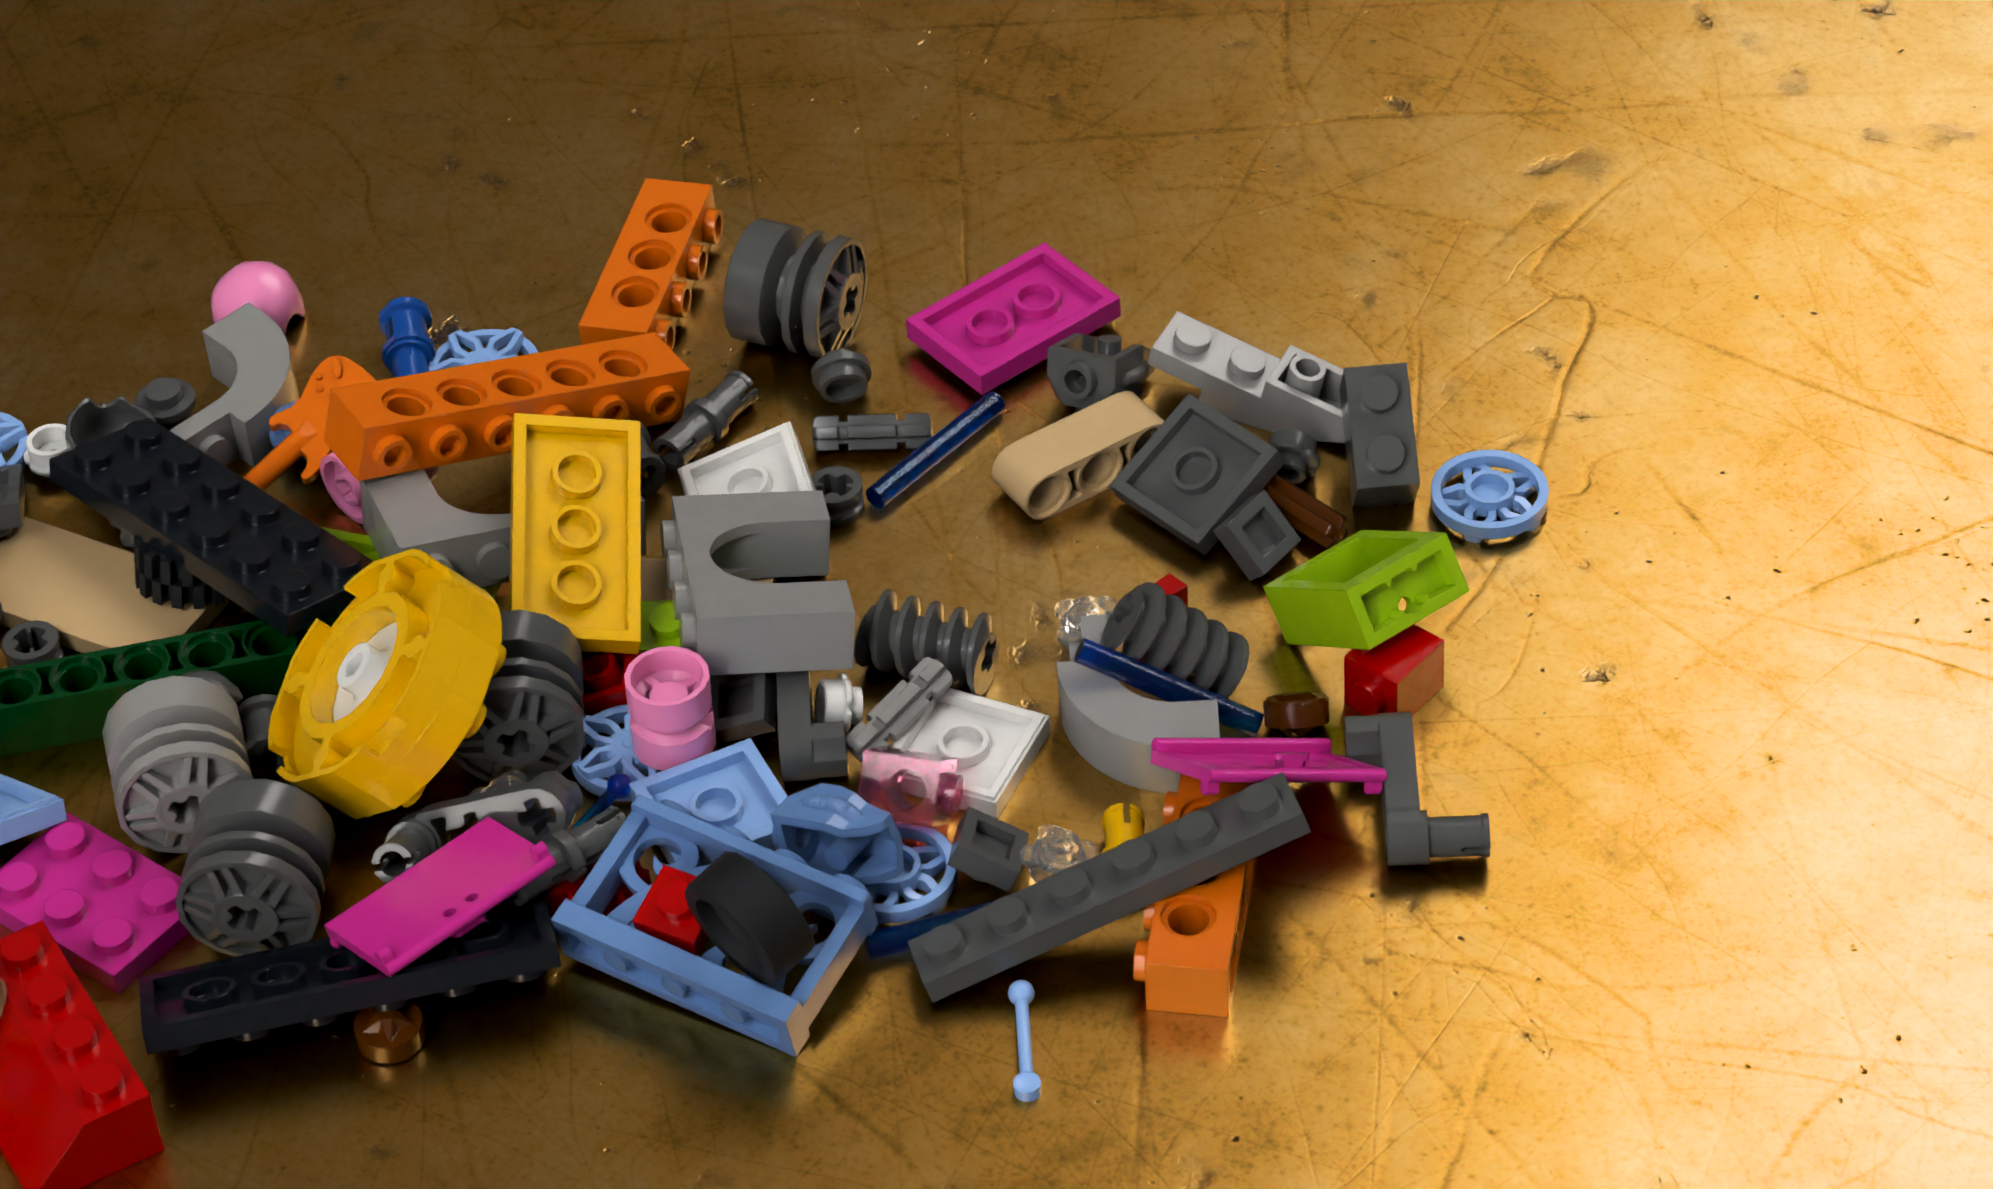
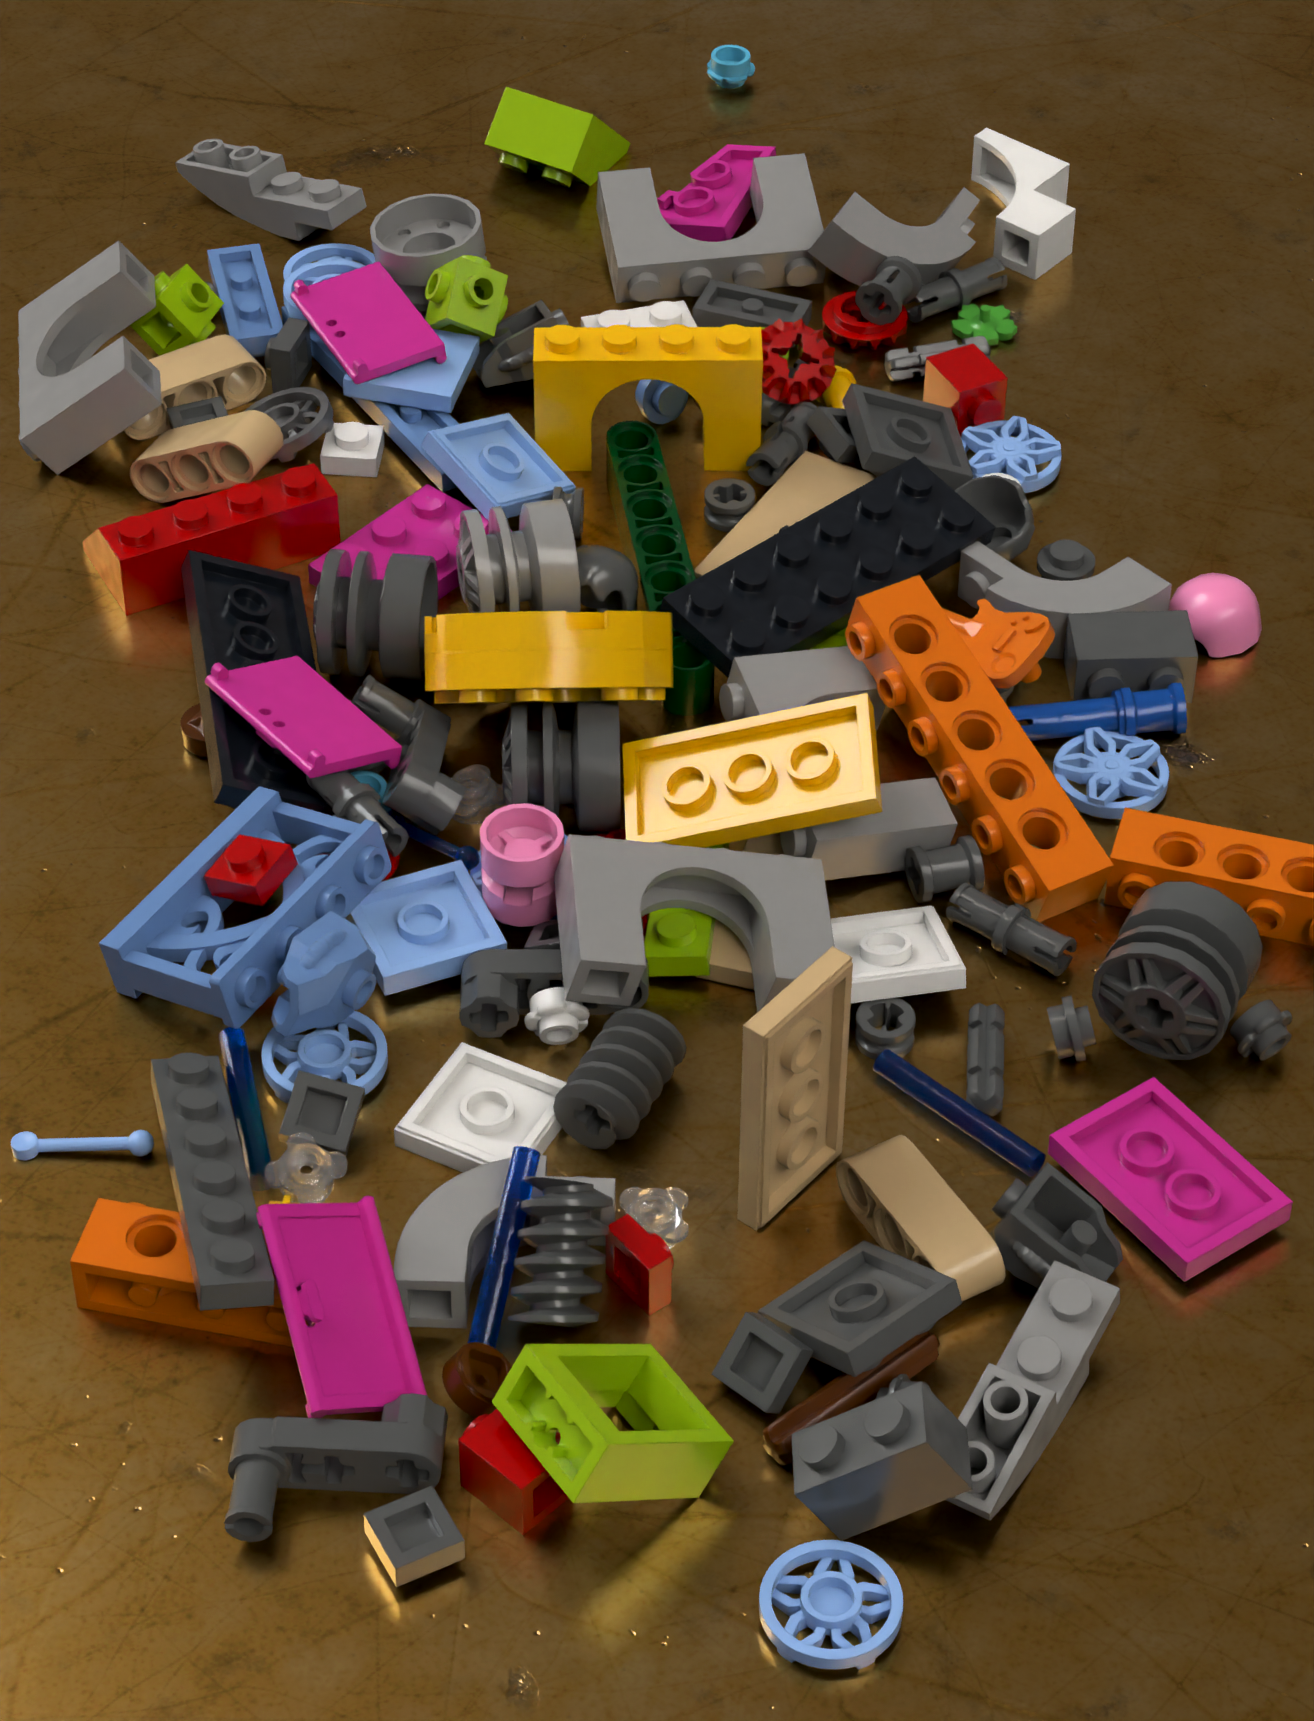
camera: 90 degrees right, 0 degrees up
(47, 752) = (575, 507): none -> dark grey bush
(331, 324) = (1129, 651): none -> dark grey brick
(749, 918) = (152, 863): black tyre -> none
(882, 779) = (407, 1047): clear pink brick -> none
(900, 707) = (521, 1047): light grey axle -> none
(1017, 460) = (793, 1087): none -> tan tile
(1476, 732) = (414, 1536): none -> dark grey plate

